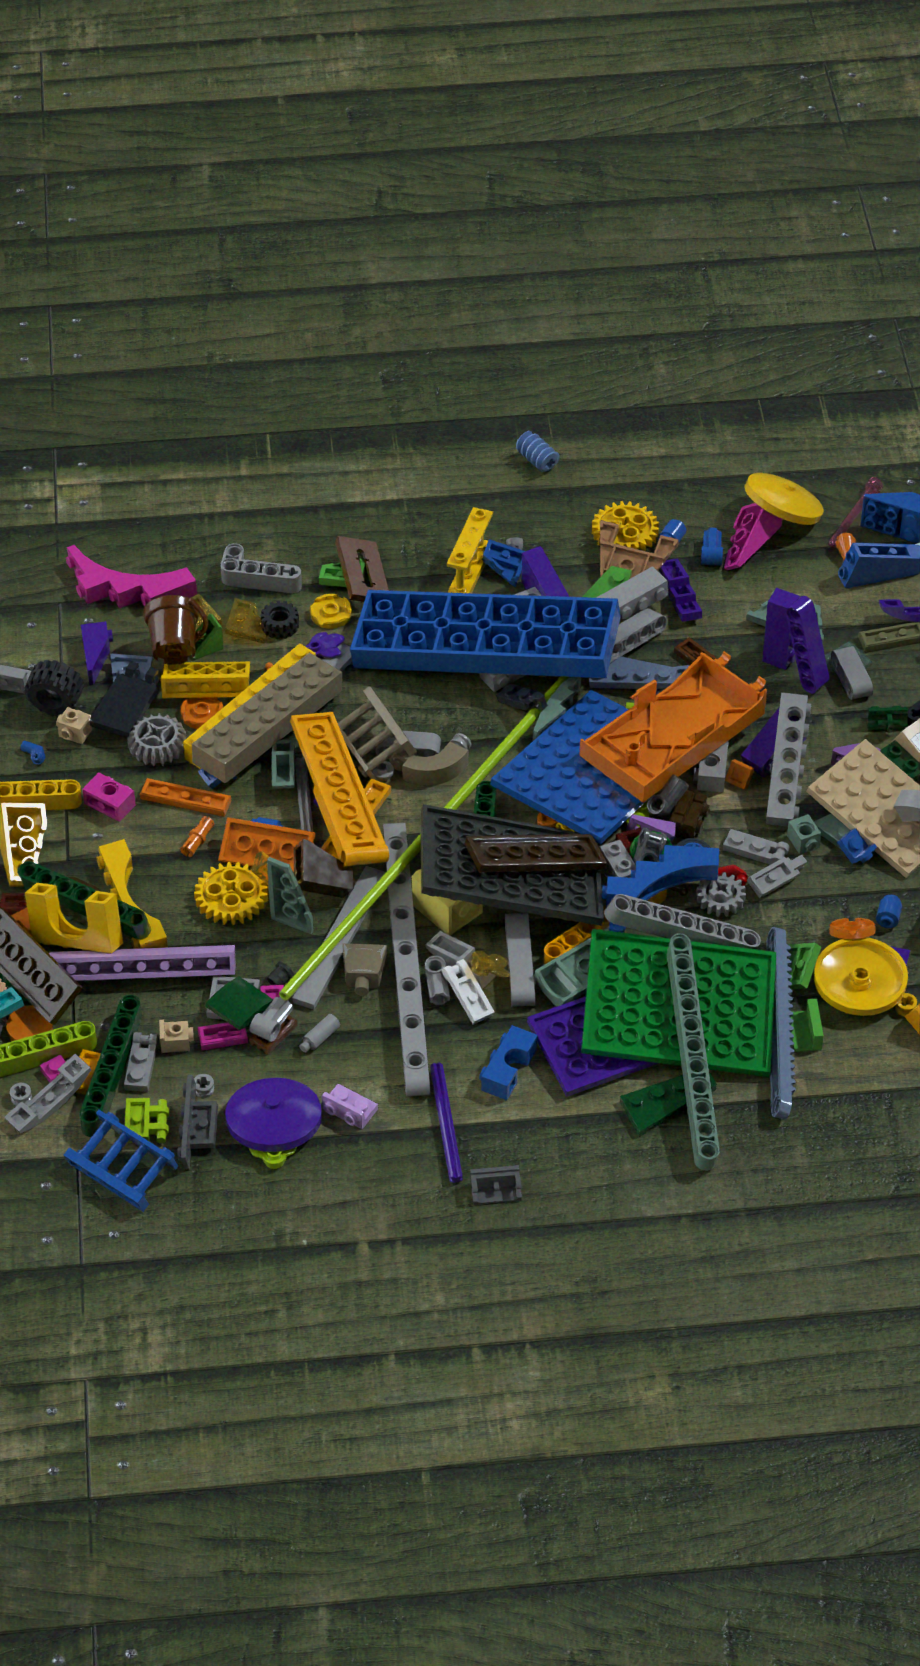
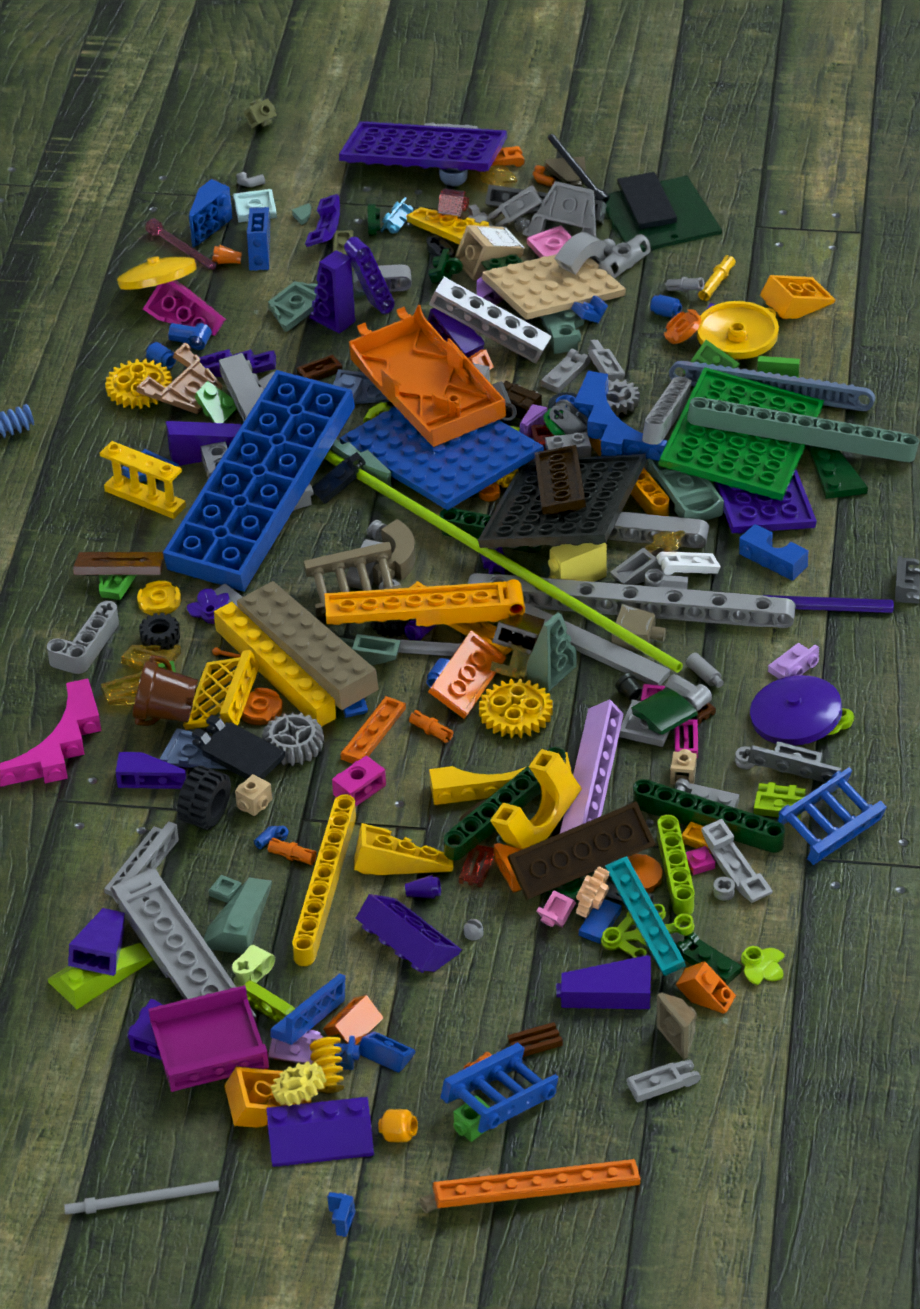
camera: 75 degrees left, 5 degrees down
(17, 768) = (292, 851): none -> orange pin

